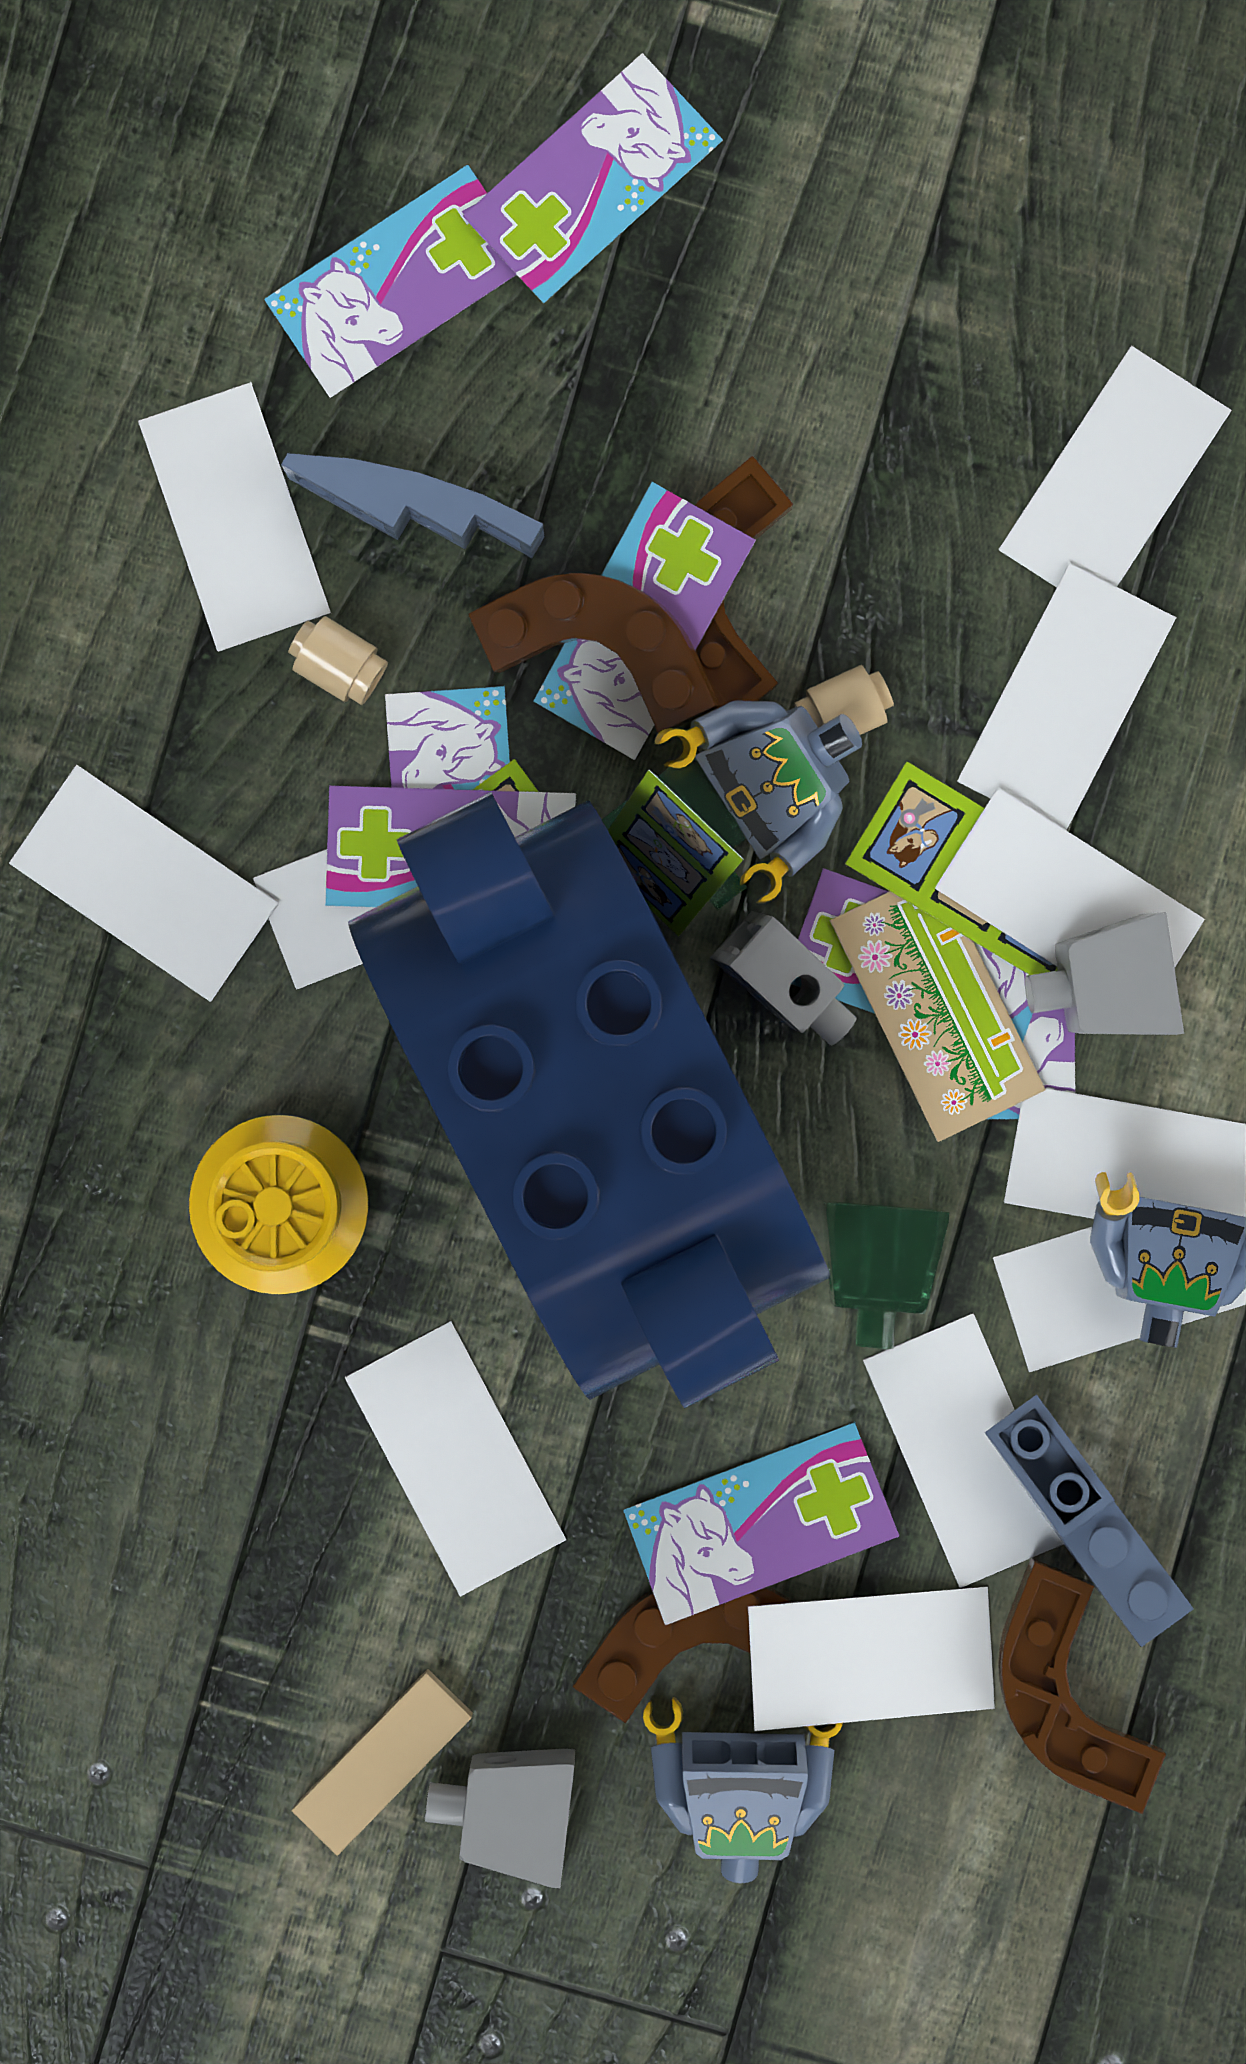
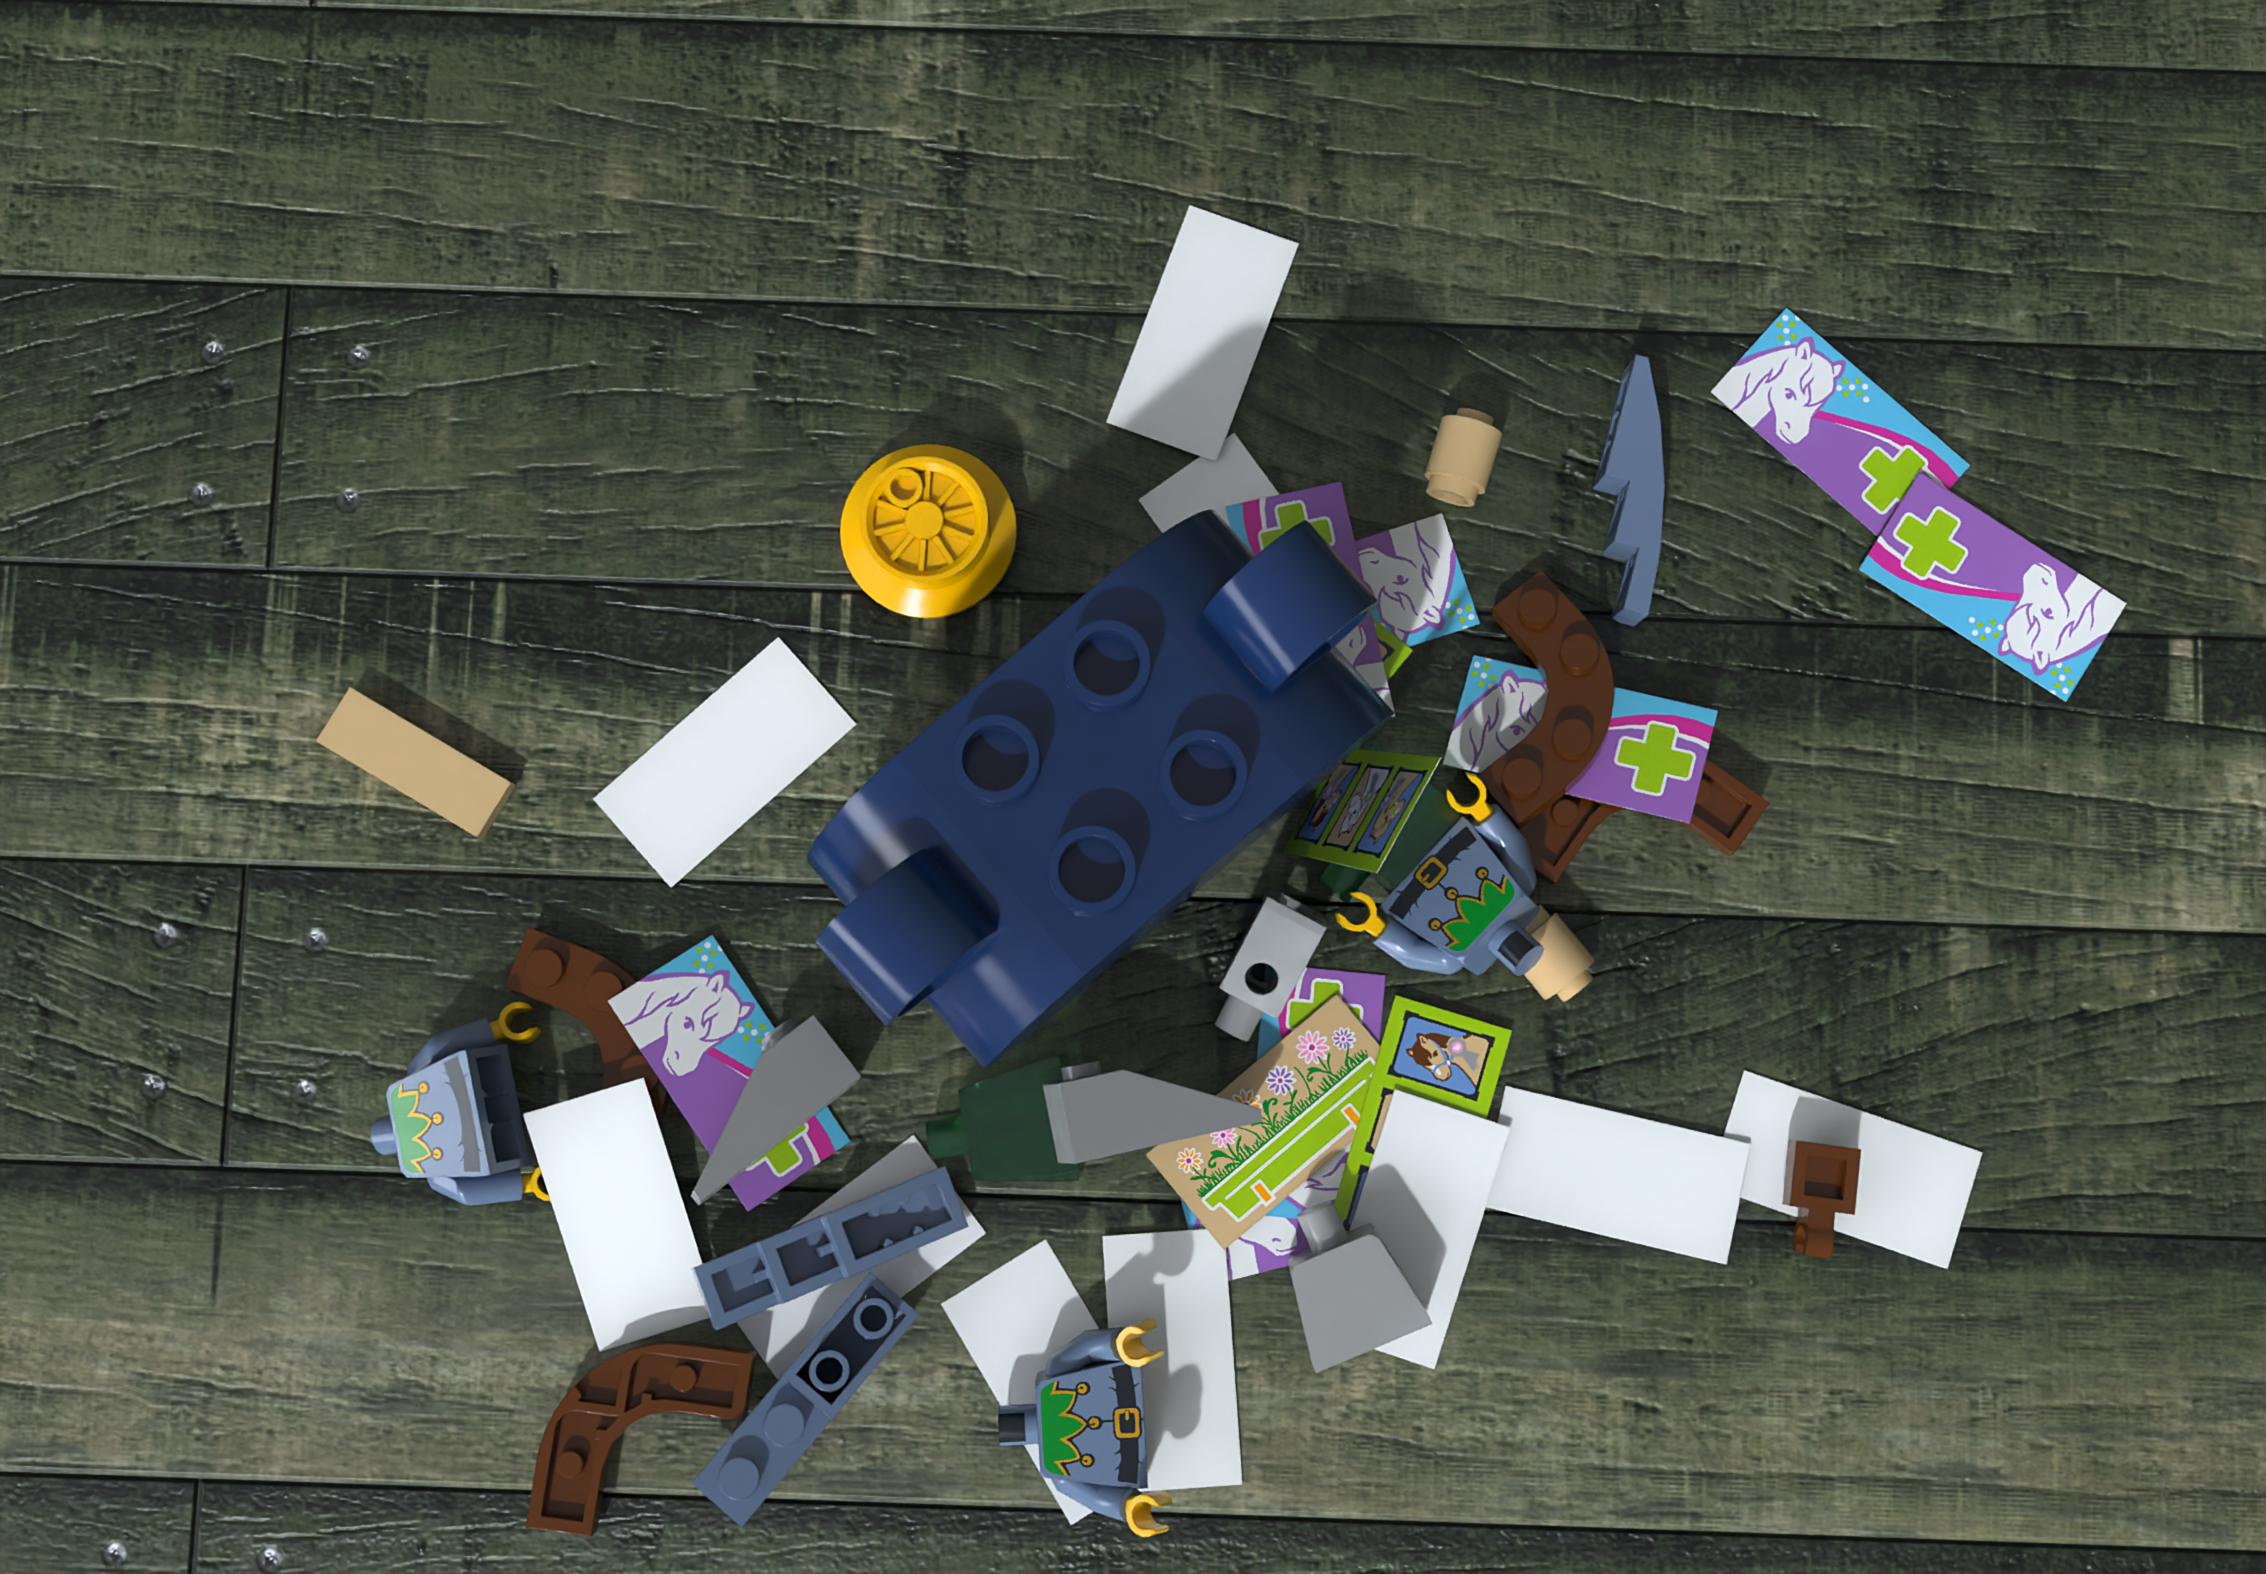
camera: 80 degrees right, 5 degrees down
(234, 516) = (1572, 331): white sticker -> none
(511, 1812) = (392, 897): light grey torso -> none
(797, 1479) = (785, 1090): none -> light grey slope
(897, 1160) = (1123, 1111): none -> light grey slope
(952, 1465) = (829, 1247): none -> sand blue slope
(1124, 508) = (1820, 1182): none -> reddish brown plate

